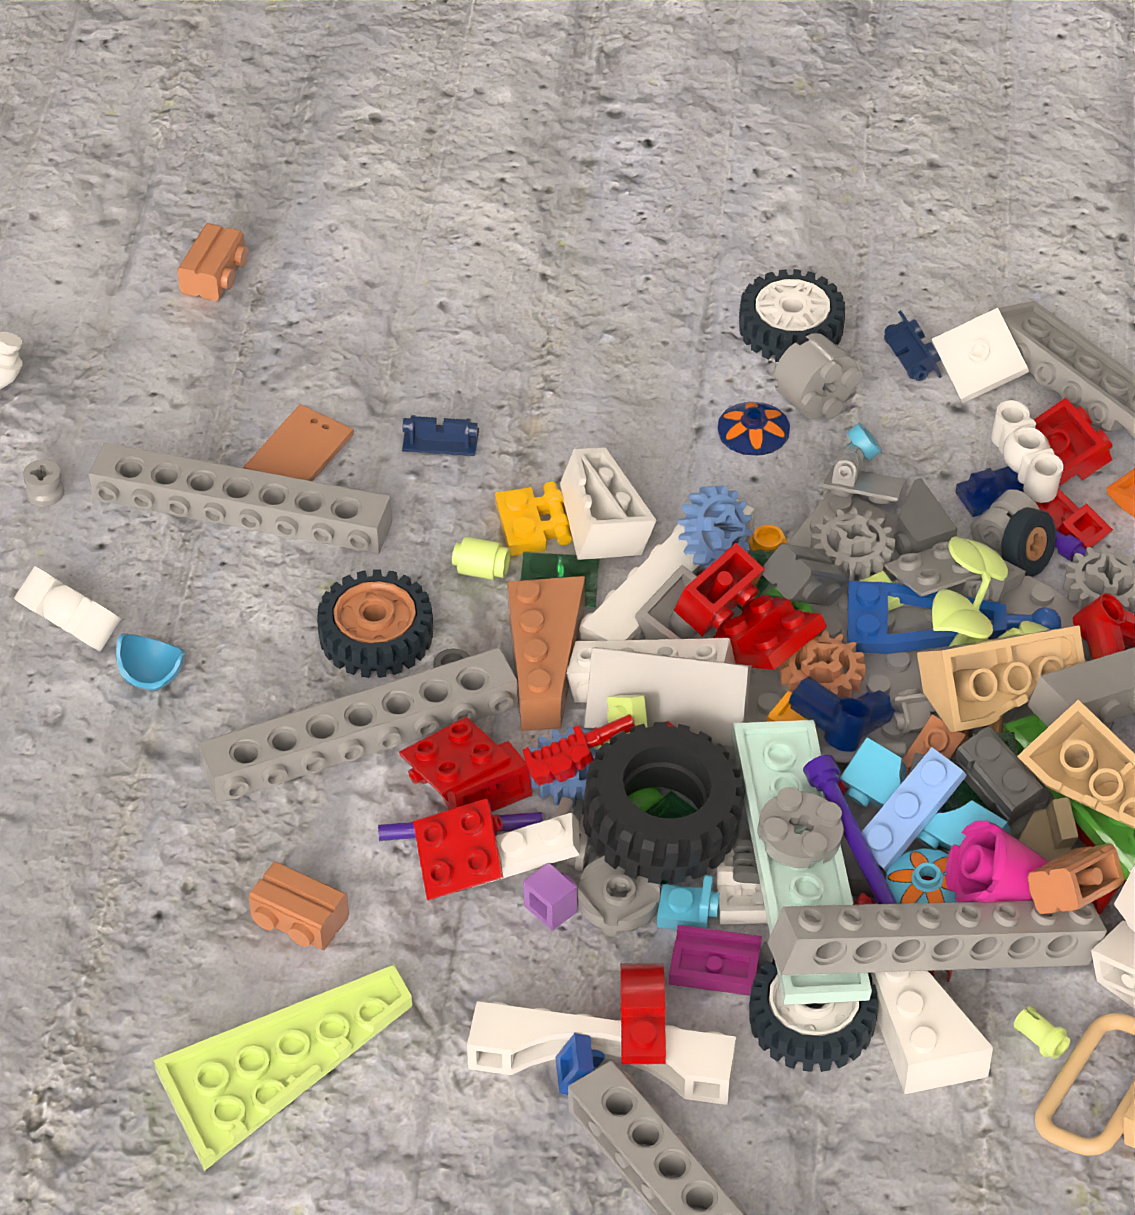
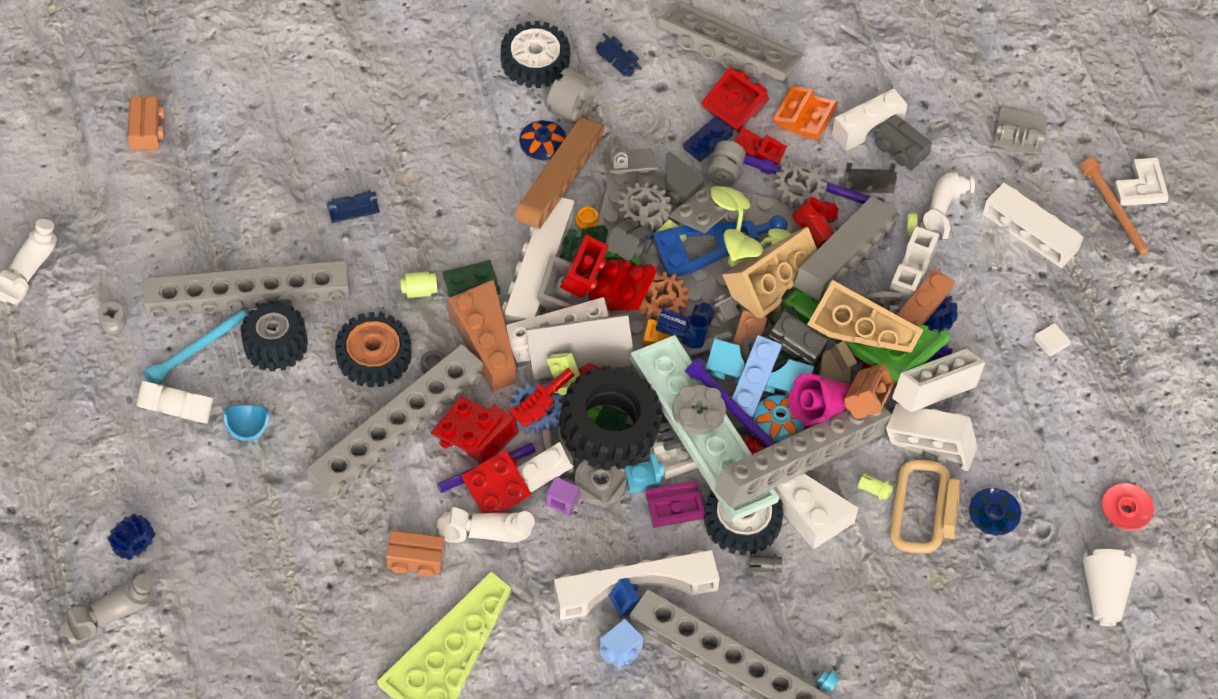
camera: 25 degrees left, 10 degrees up
(66, 567) = (156, 373): none -> medium azure piece
(244, 565) = (274, 336): none -> black wheel
(300, 447) = (265, 241): nougat container -> none
(434, 908) = (489, 526): none -> white piece
(521, 520) = (429, 249): yellow plate -> none
(537, 1129) = (621, 644): none -> light blue brick
(603, 507) = (480, 226): white wedge -> none
(642, 1013) = (654, 550): red arch -> none
(713, 524) = (561, 223): medium blue gear -> none
(754, 461) = (559, 173): none -> medium nougat beam
(817, 1088) = (766, 564): none -> dark grey pin
(864, 440) = (616, 130): medium azure tile -> none
(980, 355) = (664, 50): white plate -> none
(1026, 451) = (720, 111): white piece -> none
(1029, 540) = (745, 171): black bush -> none

